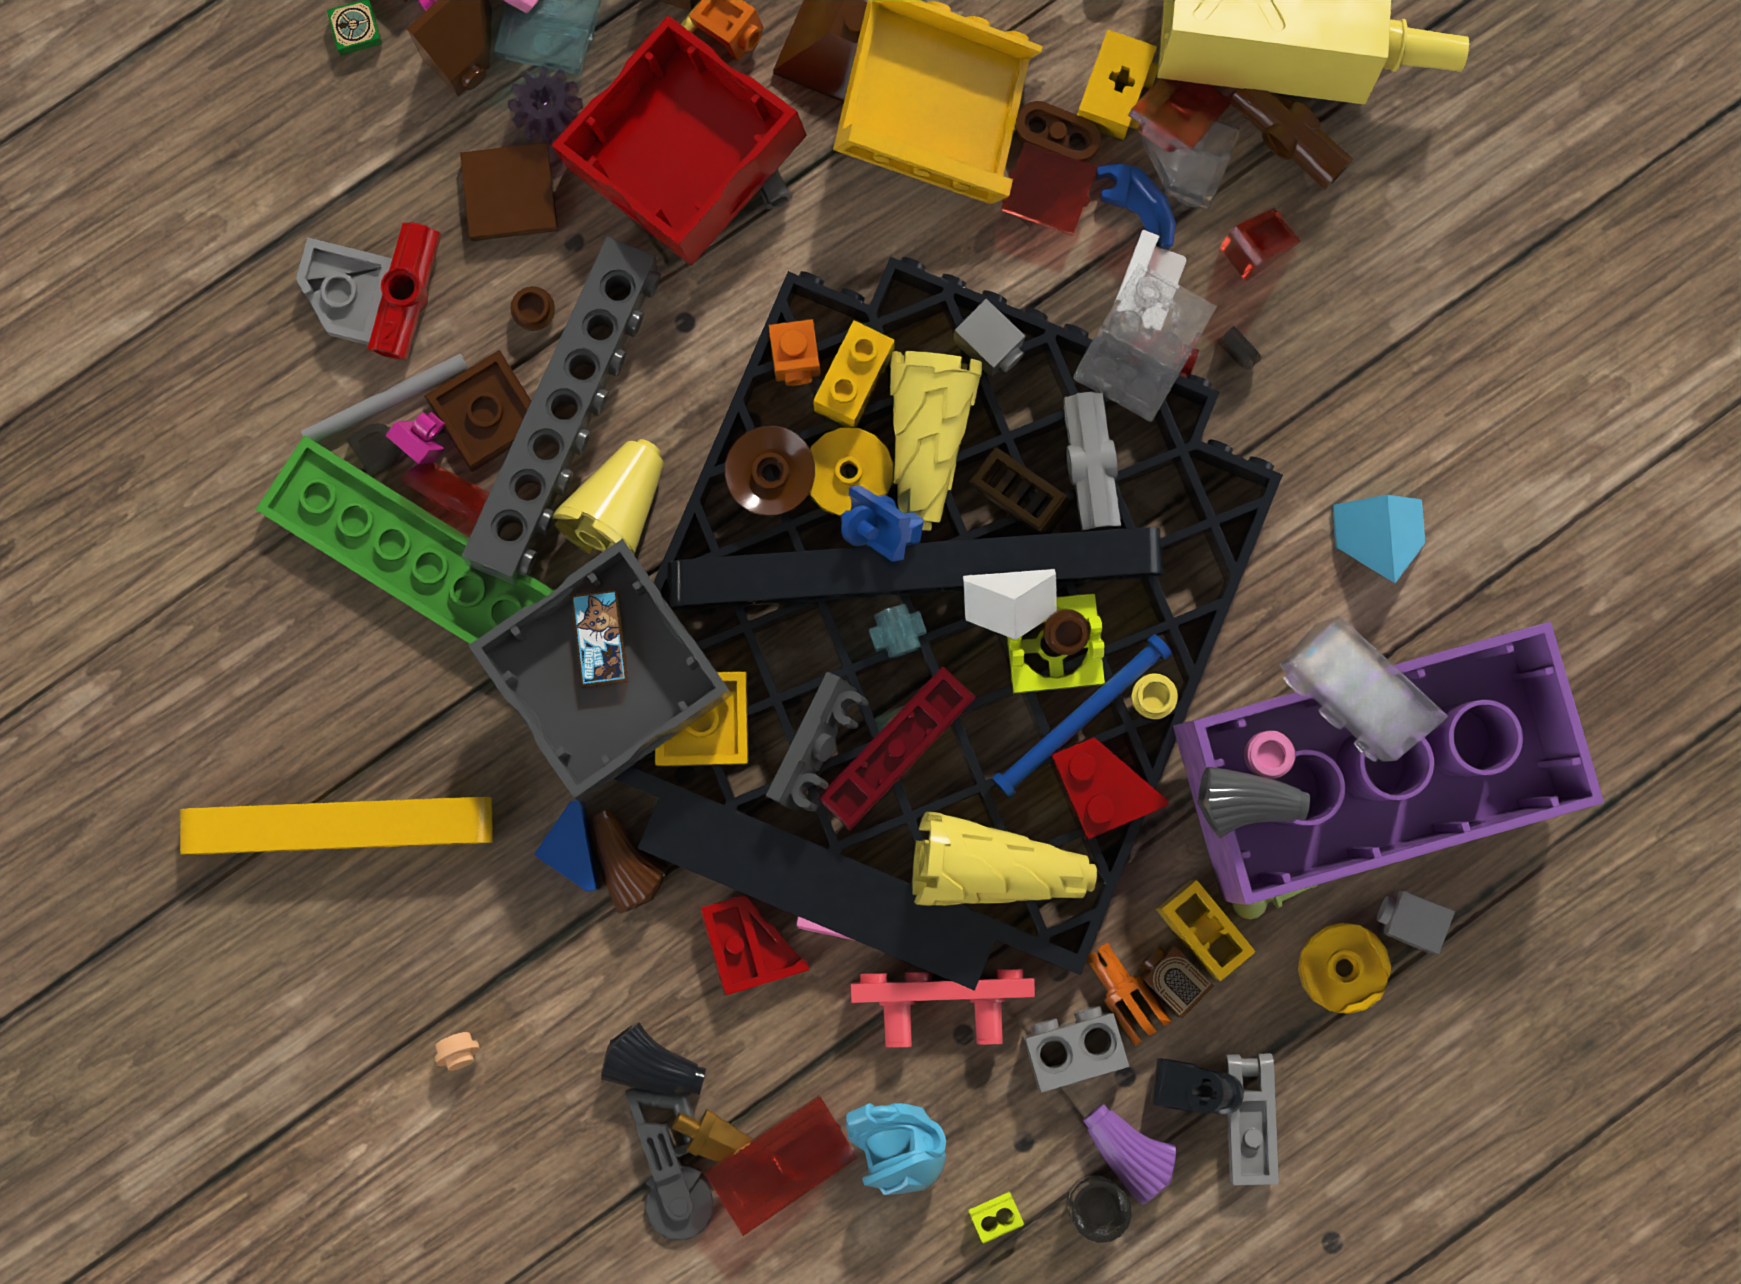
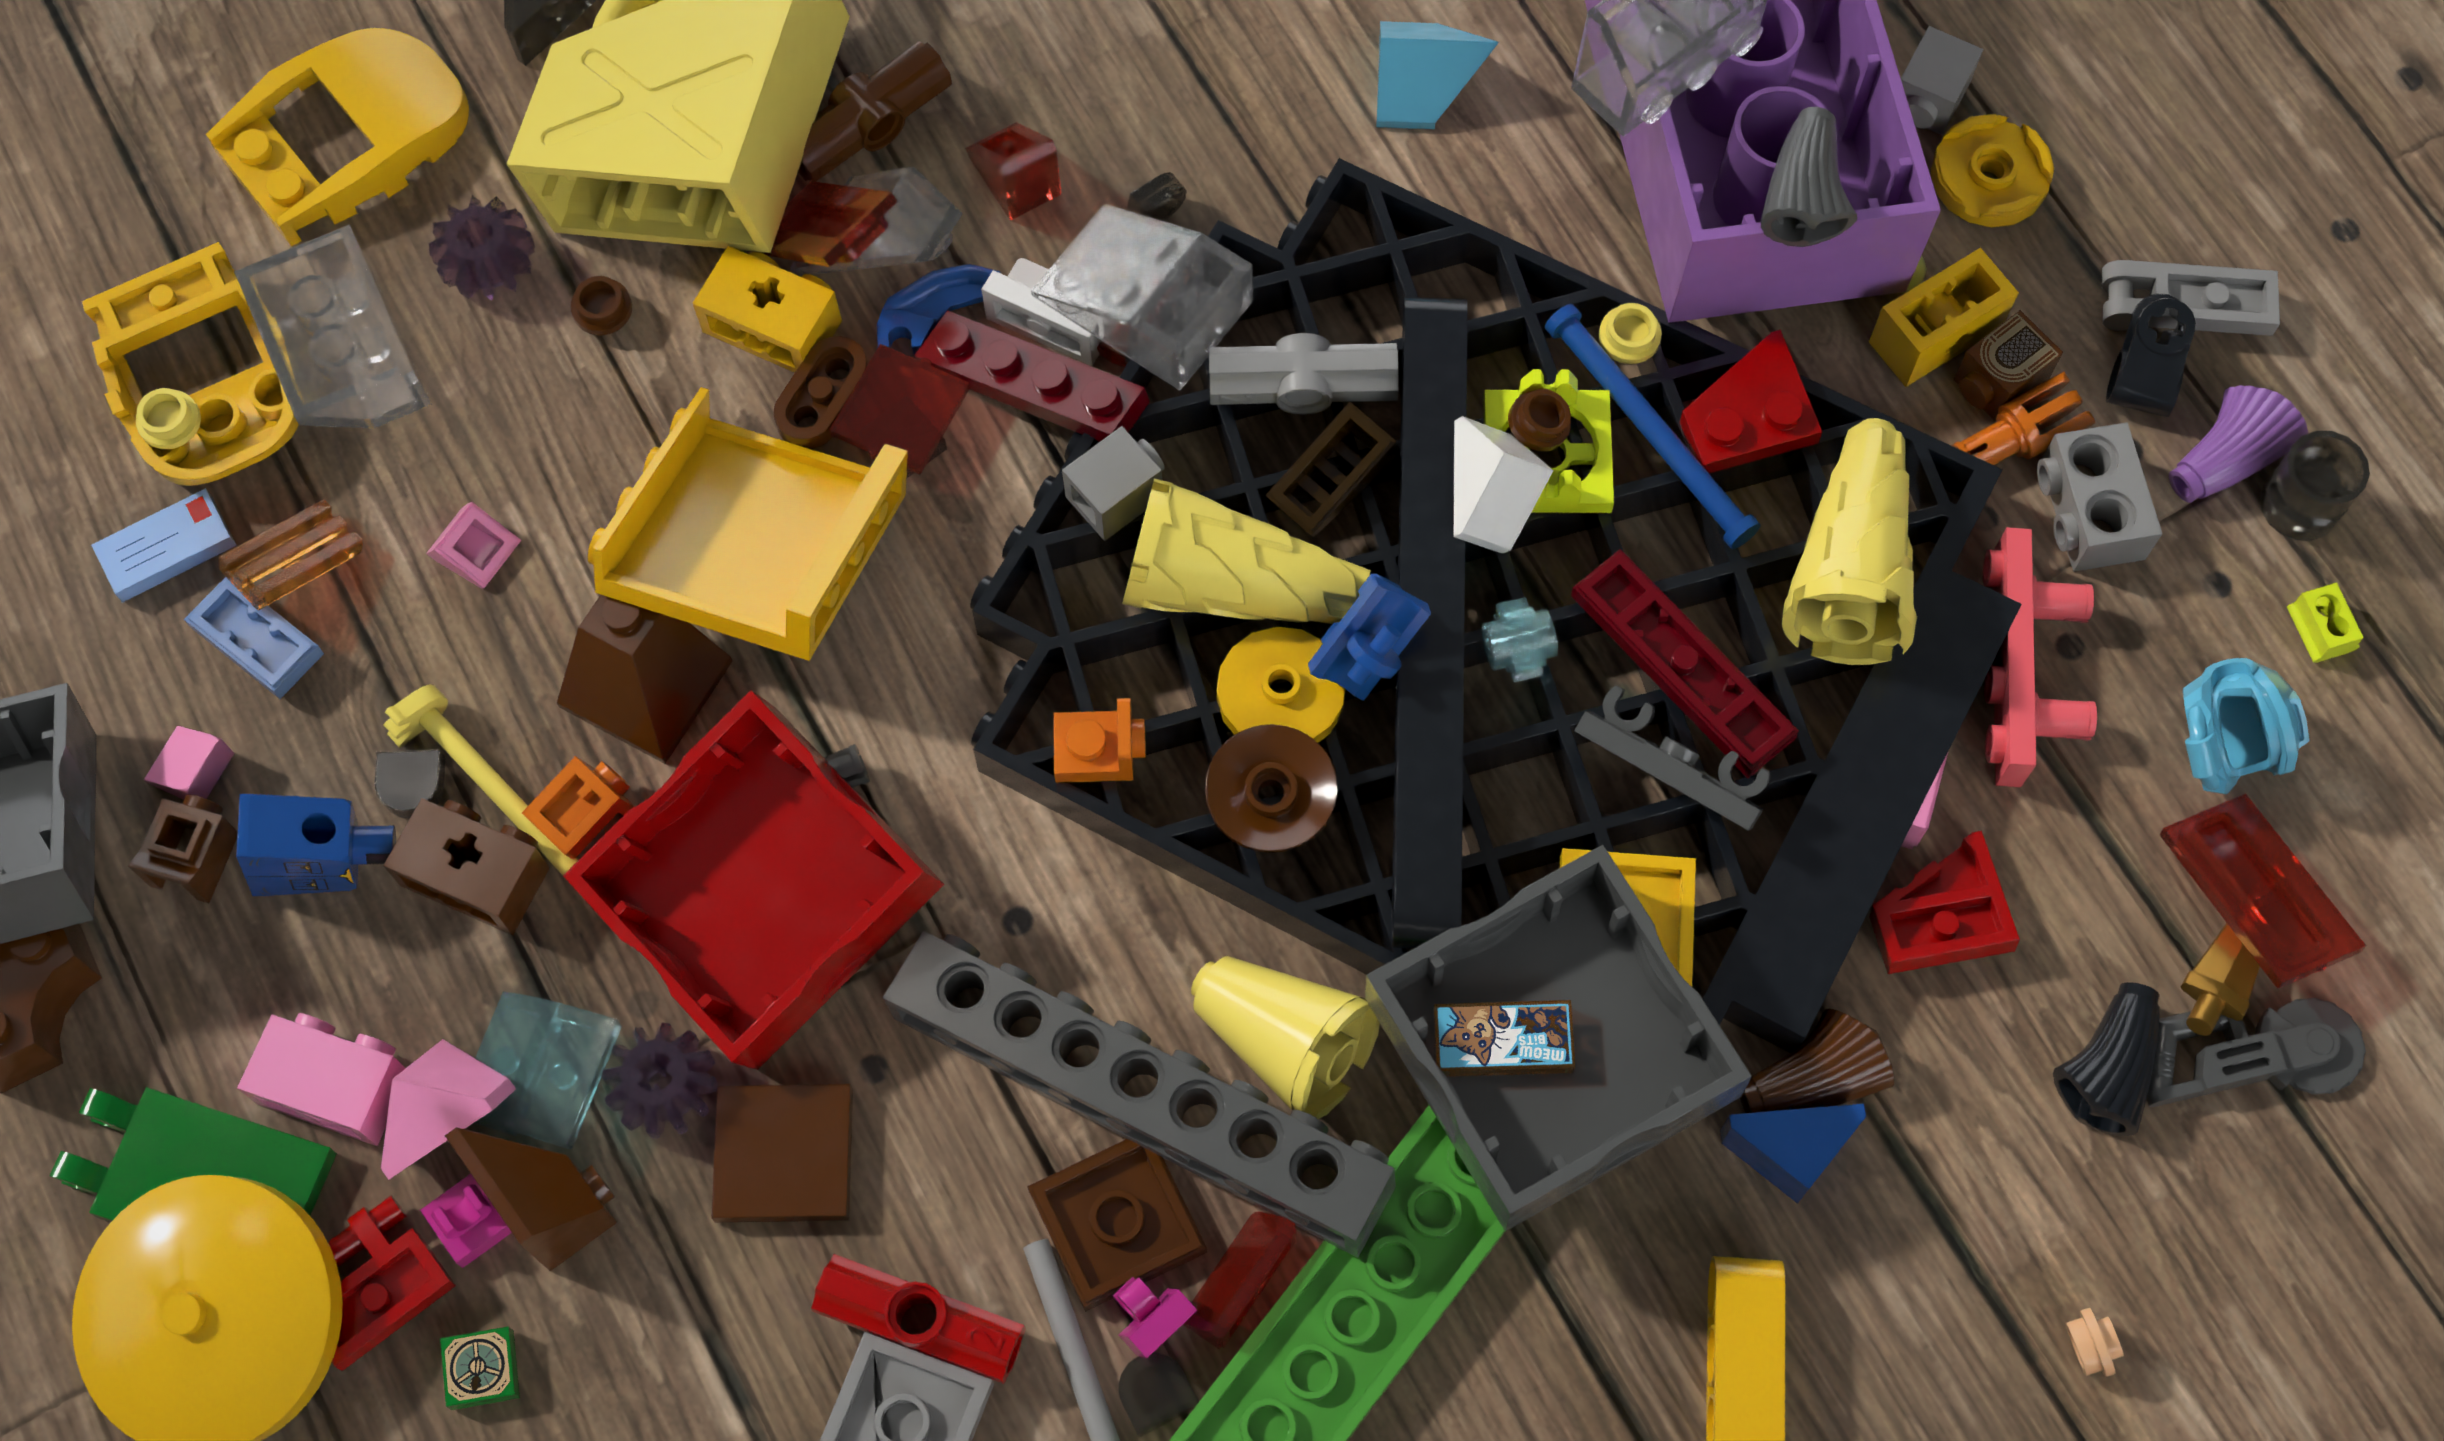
camera: 80 degrees left, 15 degrees down
(532, 308) = (969, 1132): reddish brown plate -> none
(853, 375) = (1146, 660): yellow brick -> none
(1079, 276) = (1033, 377): none -> dark red plate
(1269, 754) = (1744, 156): bright pink tile -> none

